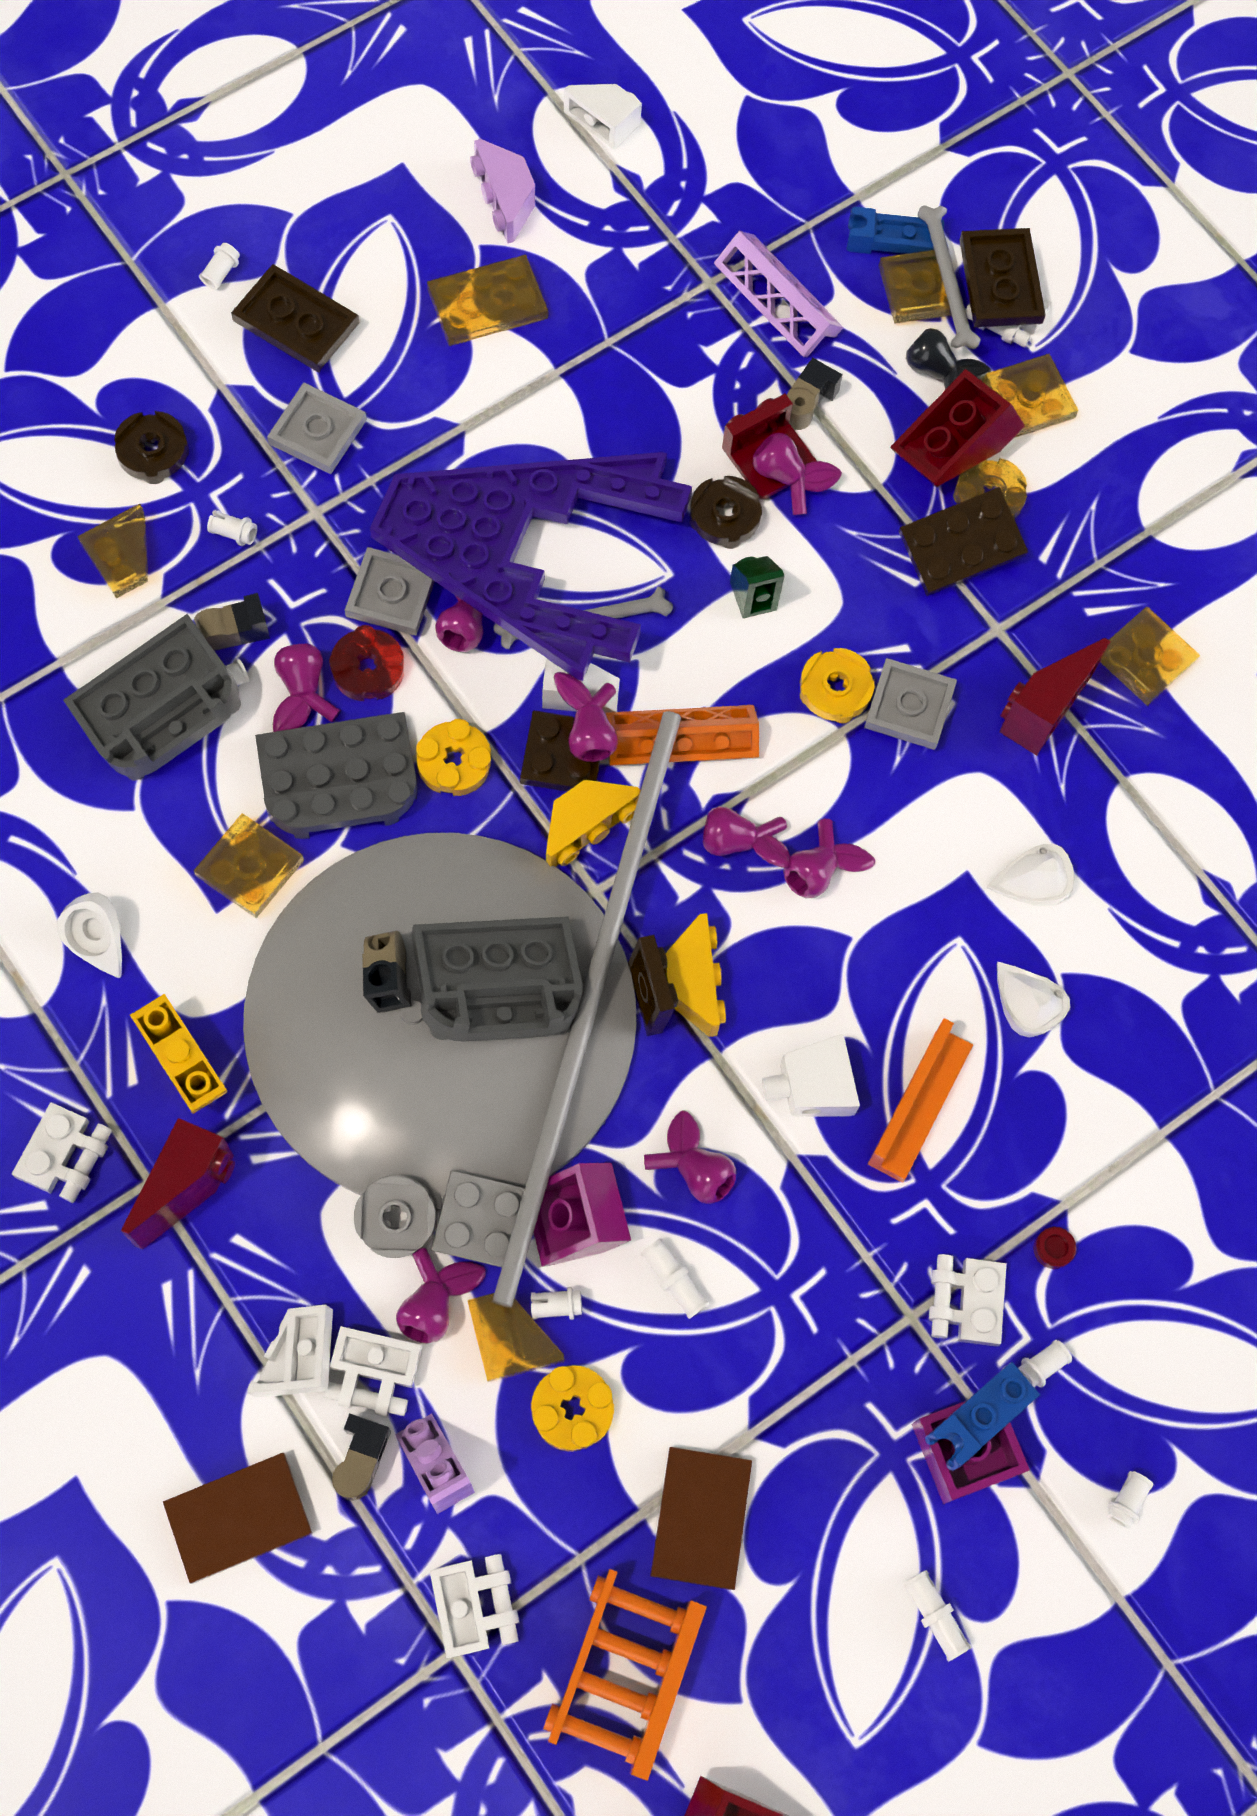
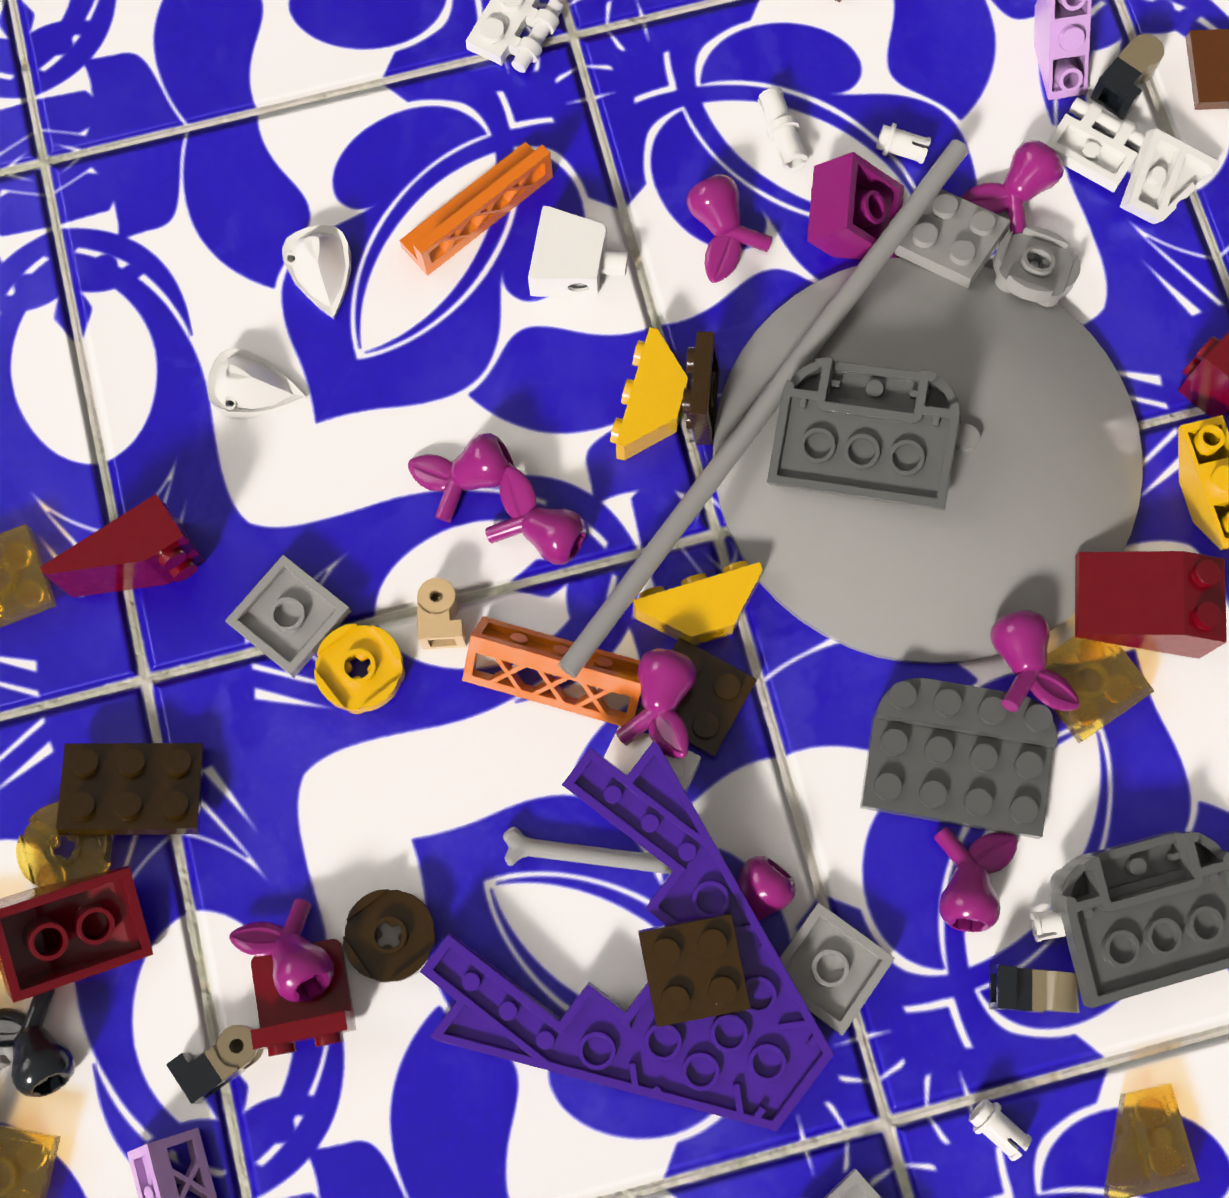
camera: 150 degrees left, 5 degrees up
(216, 936) = (1152, 600): none -> dark red slope
(312, 862) = (1023, 643): none -> magenta piece
(361, 645) = (879, 911): clear red plate -> none
(385, 972) = (985, 478): black leg -> none
(455, 737) = (808, 754): yellow plate -> none
(492, 542) = (694, 969): none -> dark brown plate
(510, 1339) = (960, 120): clear yellow wing -> none
(550, 1418) = (922, 36): yellow plate -> none
(756, 585) = (397, 816): dark green slope -> none
(794, 741) = (435, 614): none -> tan leg
(1054, 1248) = (412, 44): dark red tile -> none

